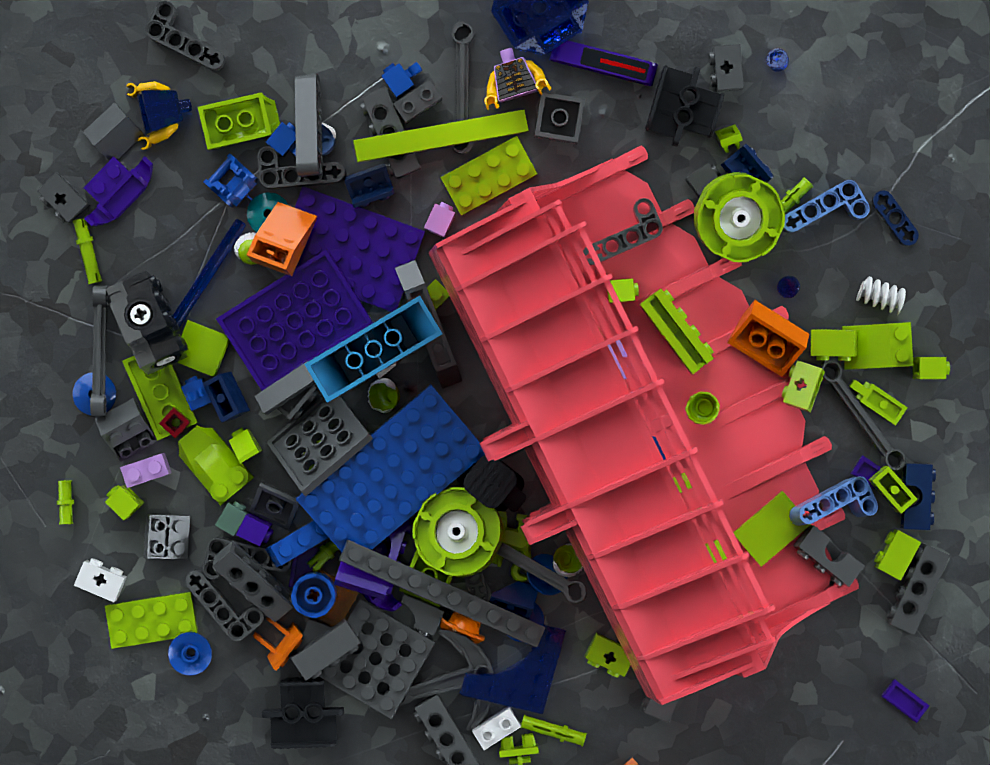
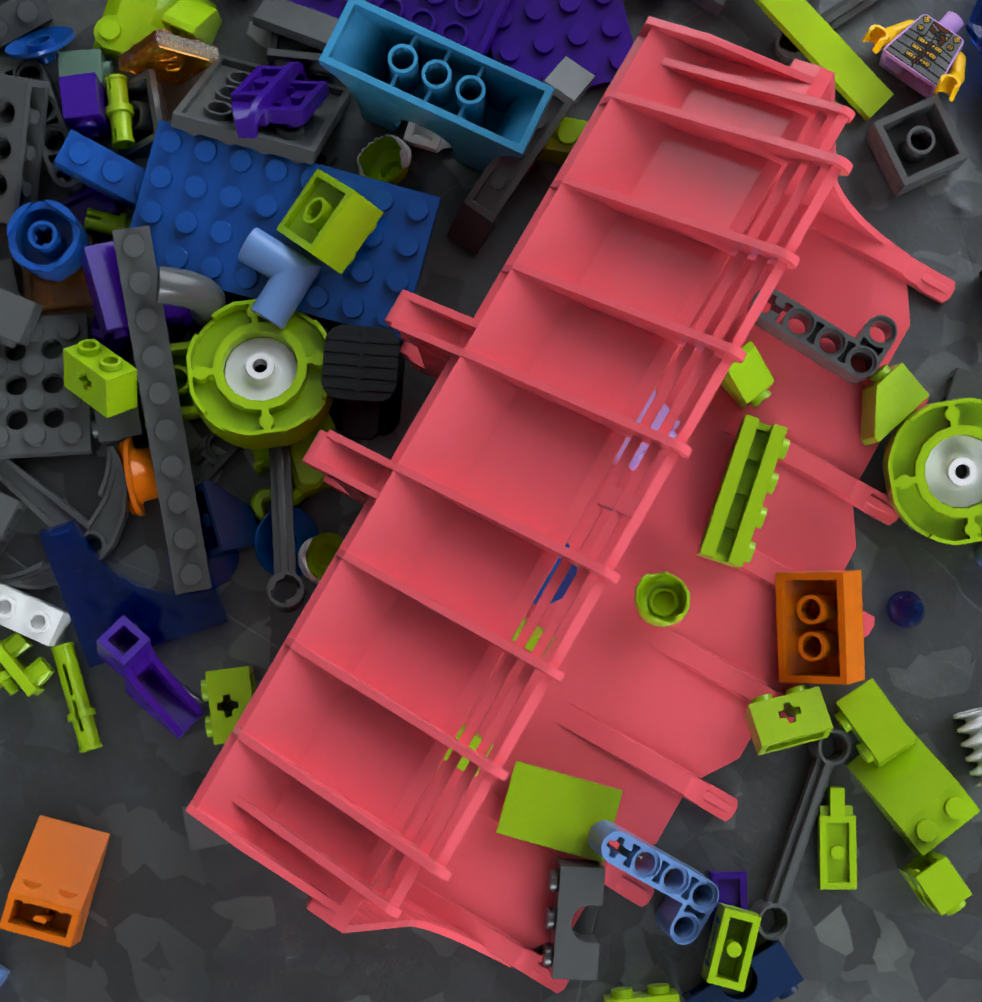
camera: 55 degrees right, 5 degrees down
(202, 531) = (40, 44): none -> blue dish
(257, 472) = (170, 55): none -> clear orange plate
(268, 514) = (119, 111): none -> lime pin
(323, 432) = (276, 97): none -> dark purple plate
(395, 541) = (189, 291): none -> dark grey cylinder
(405, 614) = (100, 377): none -> lime brick
(408, 449) = (330, 221): none -> lime slope
(420, 487) = (288, 275): none -> medium blue brick
(570, 688) = (147, 678): none -> dark purple arch
(680, 226) = (888, 401): none -> lime slope

